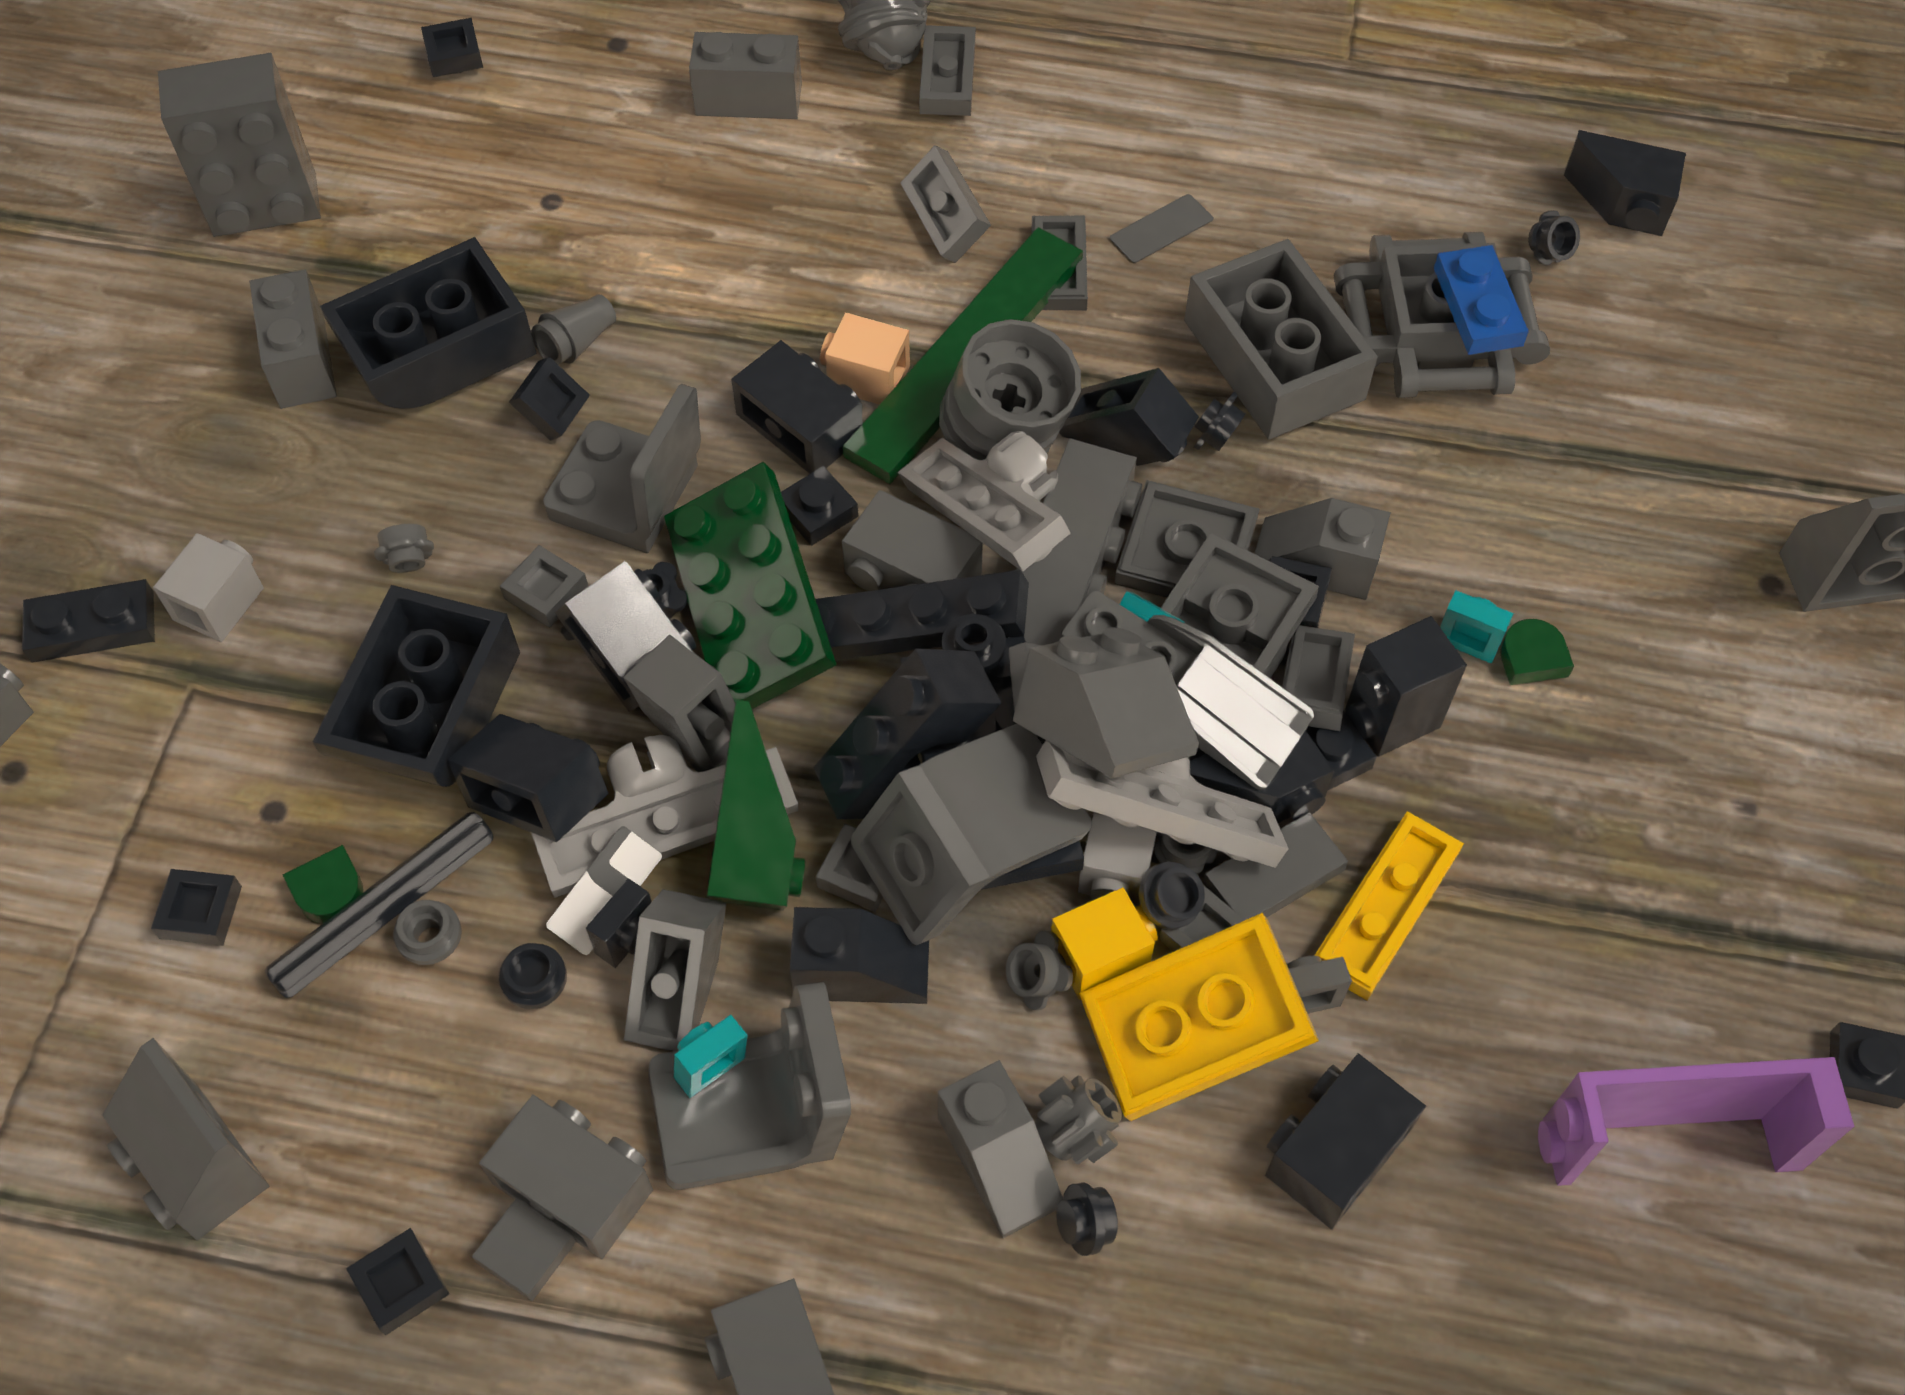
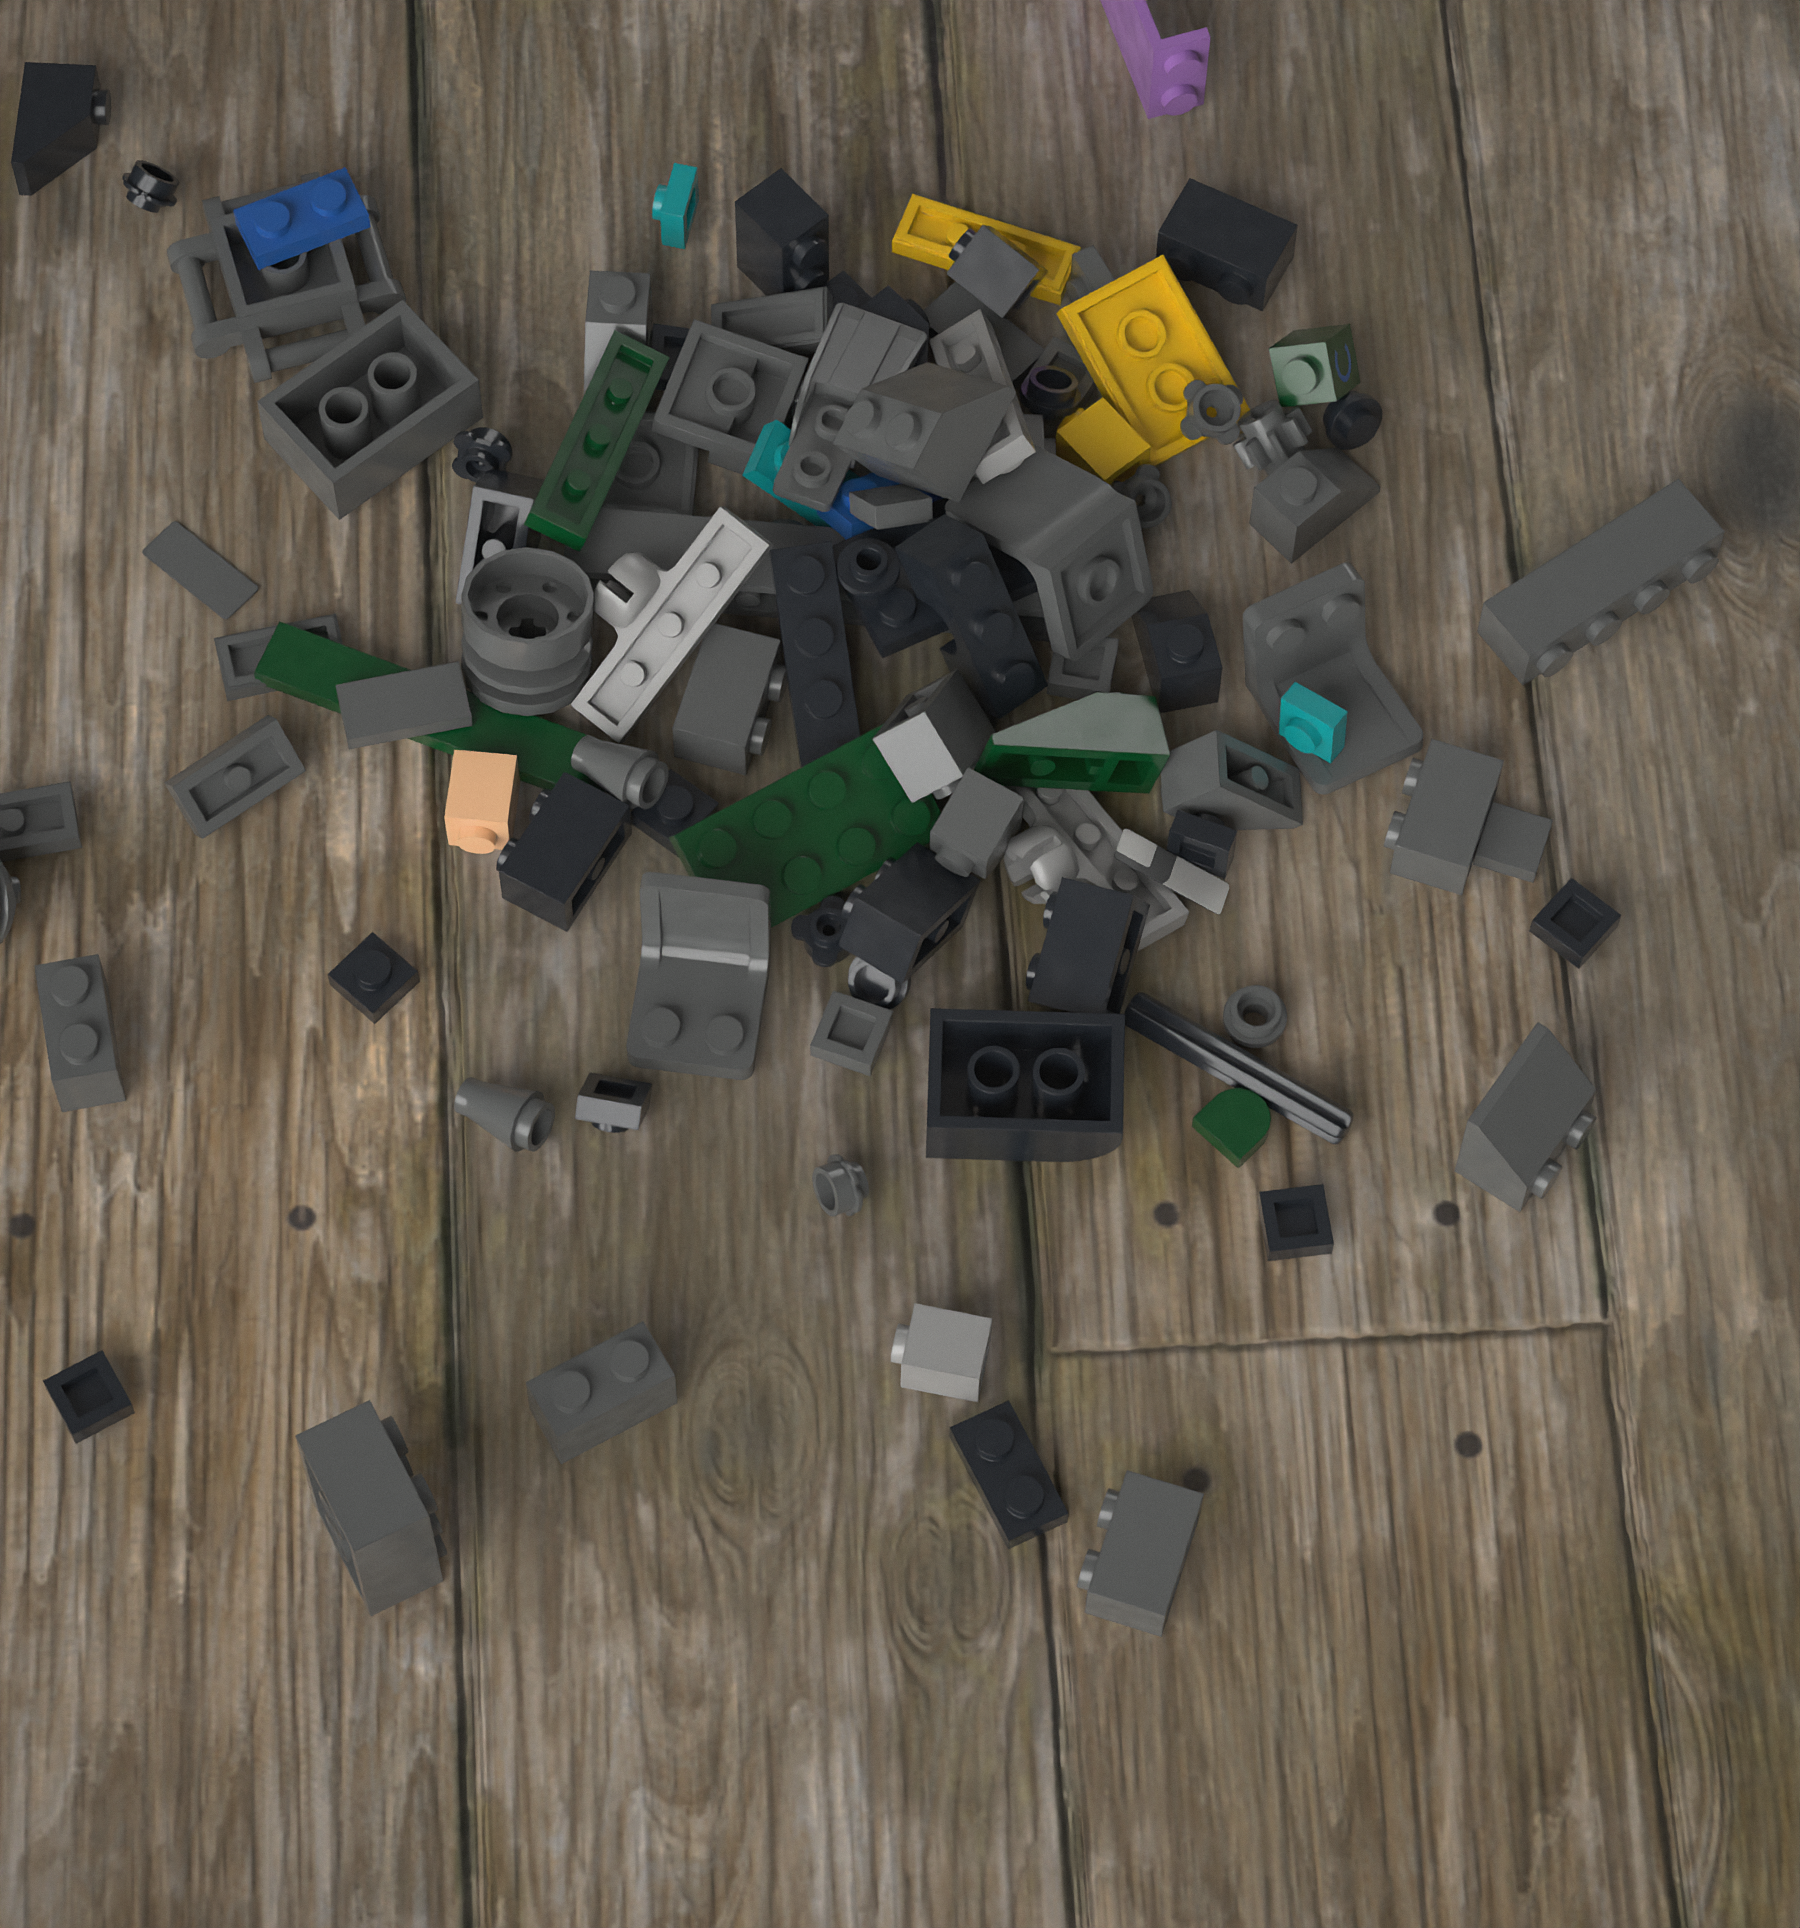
camera: 105 degrees left, 5 degrees up
(432, 327) = (558, 1234): black brick -> none
(532, 976) = (1269, 912): black plate -> none
(736, 272) = (373, 977): none -> black plate
(793, 687) = (934, 737): none -> dark grey brick
(849, 450) = (622, 770): none -> dark grey cone
(968, 305) = (404, 705): none -> dark grey tile
(1109, 1042) = (1223, 399): none -> dark grey plate
(1151, 1179) = (1314, 365): none -> dark green brick
(1194, 478) = (596, 441): none -> dark green plate
(1339, 882) = (995, 270): none -> black brick
(1535, 652) = (689, 149): dark green tile -> none

